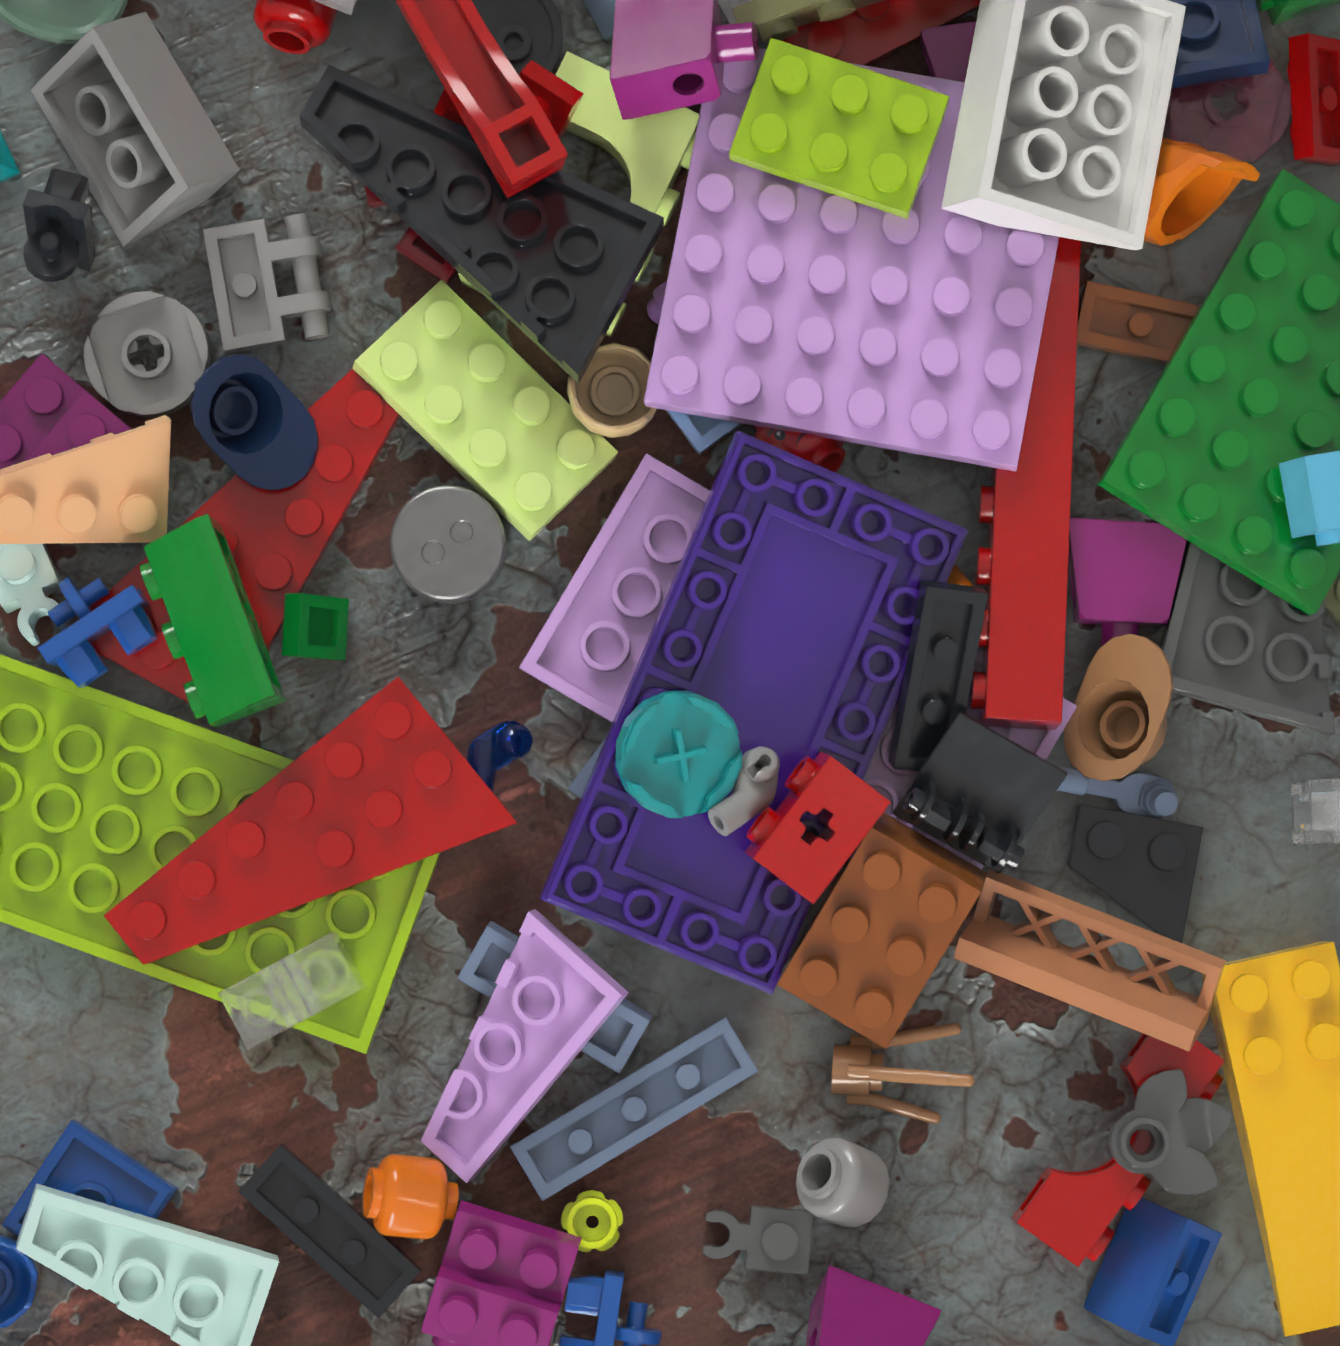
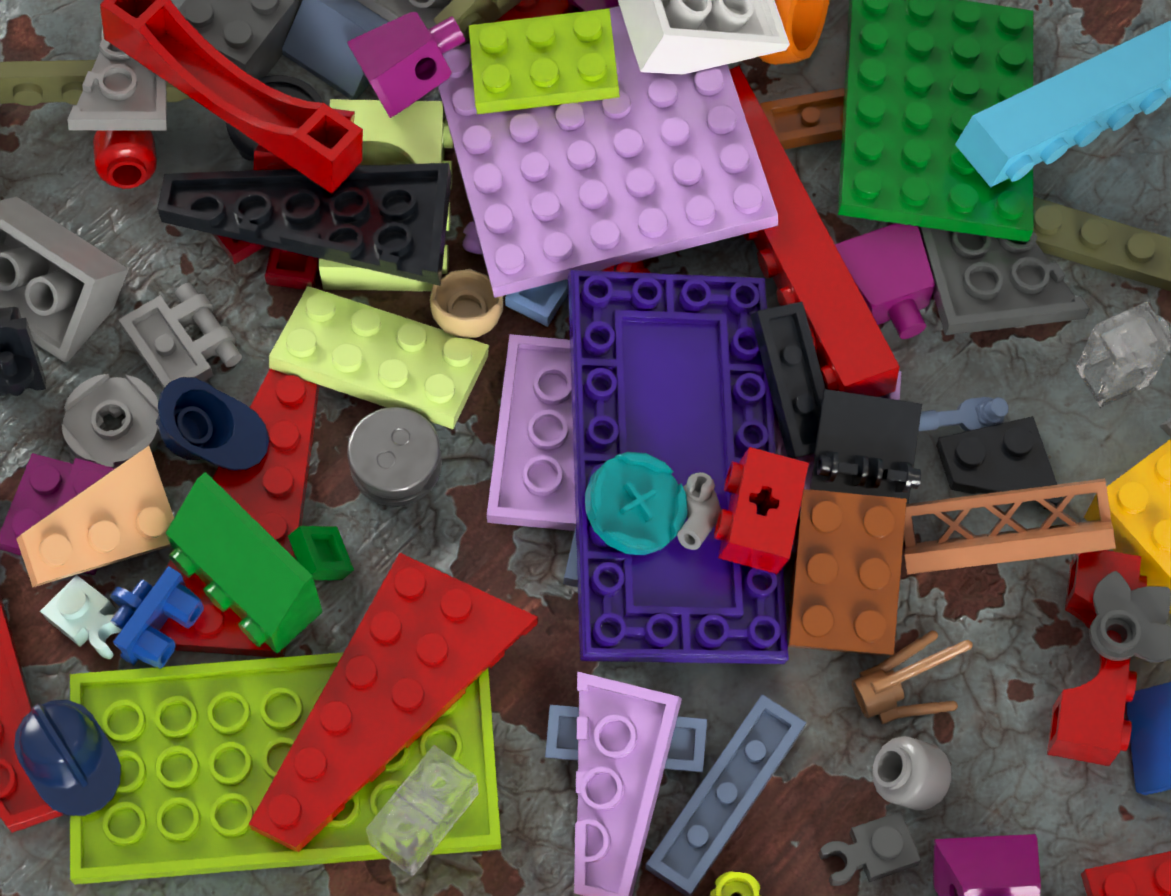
camera: 25 degrees left, 20 degrees down
(498, 748) = (500, 576): clear blue arm -> none
(1120, 709) = (933, 352): medium nougat piece -> none

